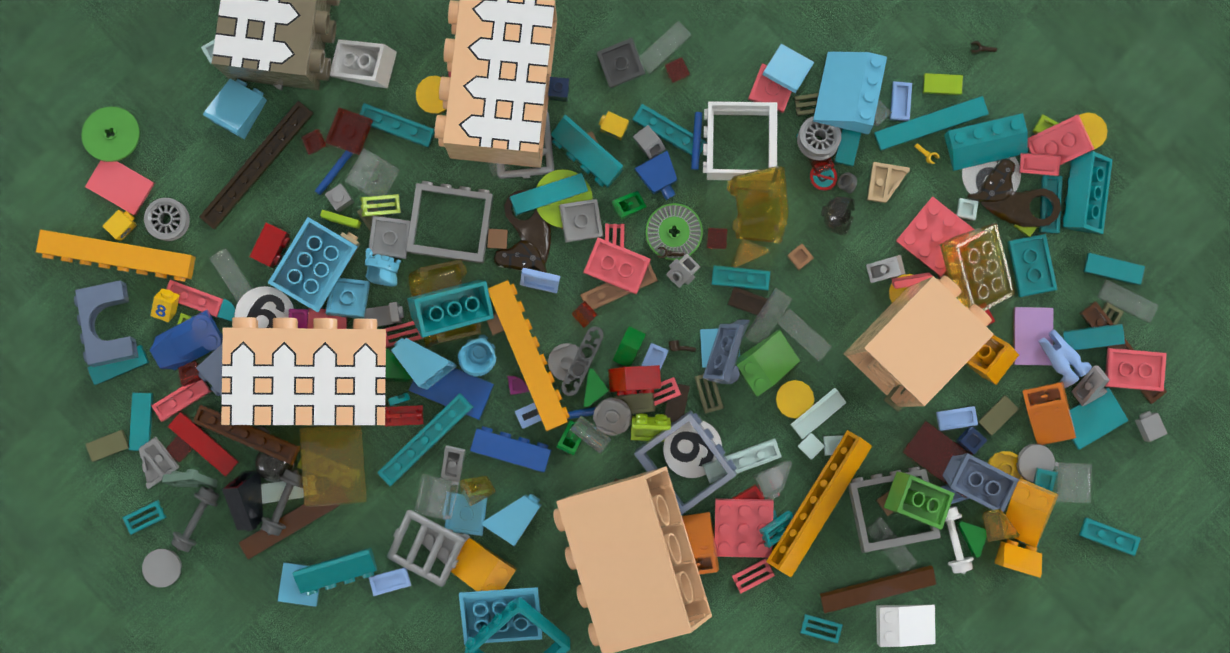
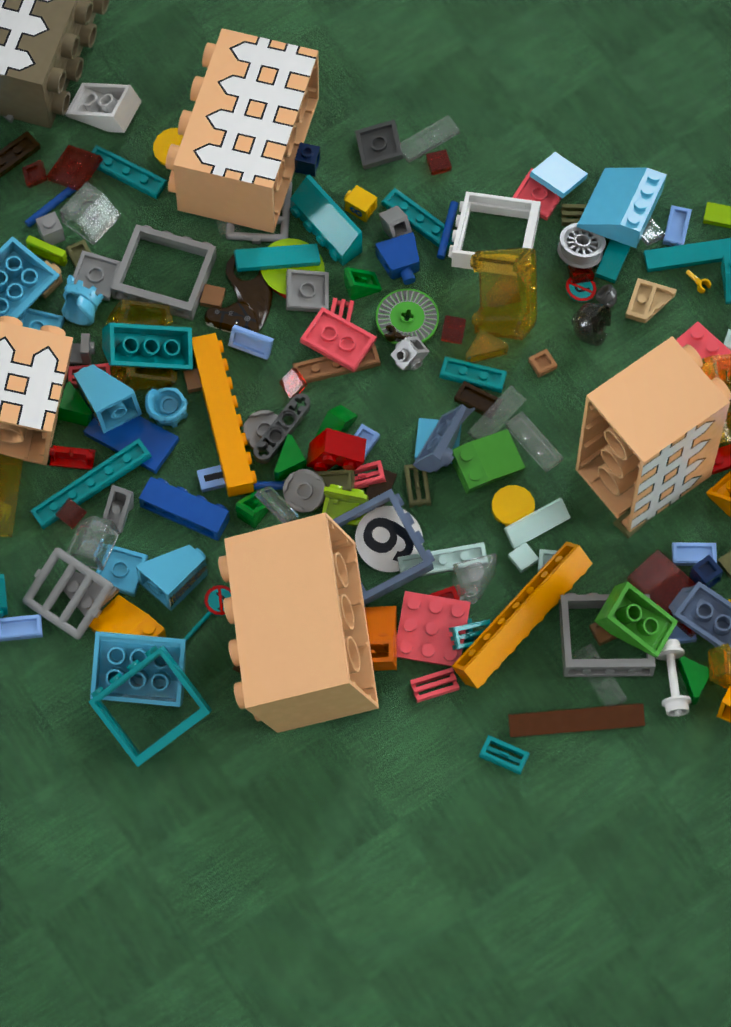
camera: 10 degrees right, 20 degrees down
(364, 206) = (102, 252): lime tile -> none
(399, 399) = (70, 440): teal tile -> none
(413, 471) = (71, 513): none -> clear red tile
(476, 489) = (136, 541): clear yellow slope -> none
(517, 385) = (204, 446): magenta tile -> none
(553, 534) = (214, 604): none -> piece
(675, 346) = (387, 433): dark brown hand -> none
(905, 625) = (603, 763): white slope -> none

